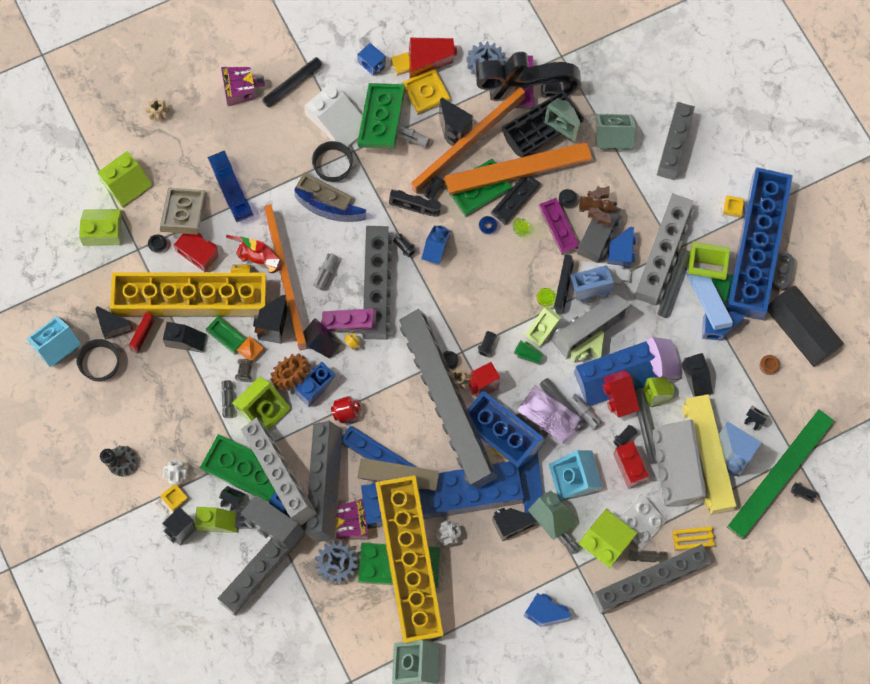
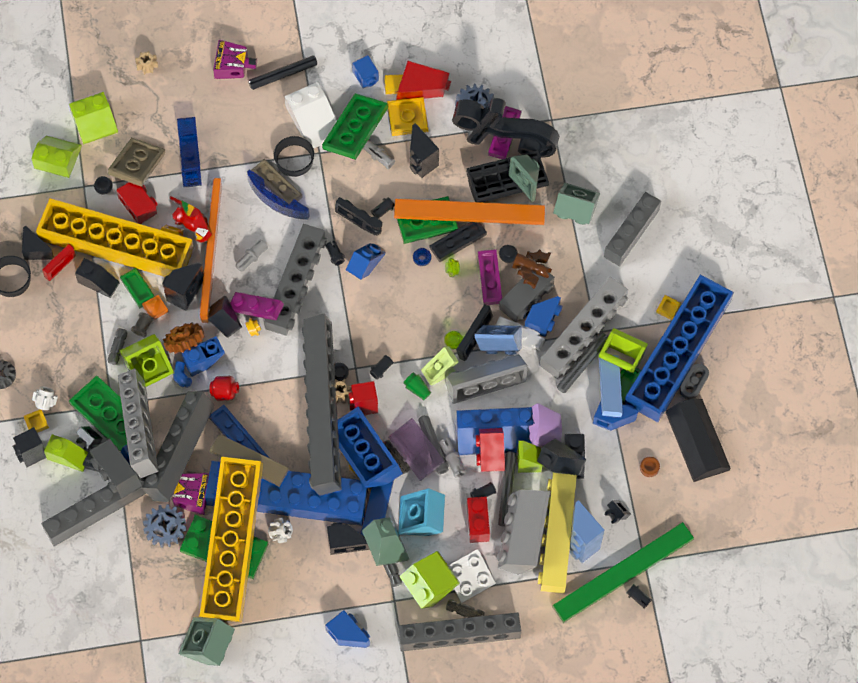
camera: 20 degrees right, 5 degrees down
(299, 411) = (179, 376): none -> blue arm
(468, 140) = (430, 172): orange tile -> none
(592, 346) = (482, 397): yellowish green slope -> none
(690, 383) = (561, 458): none -> black slope
(709, 536) = (497, 611): yellow tile -> none

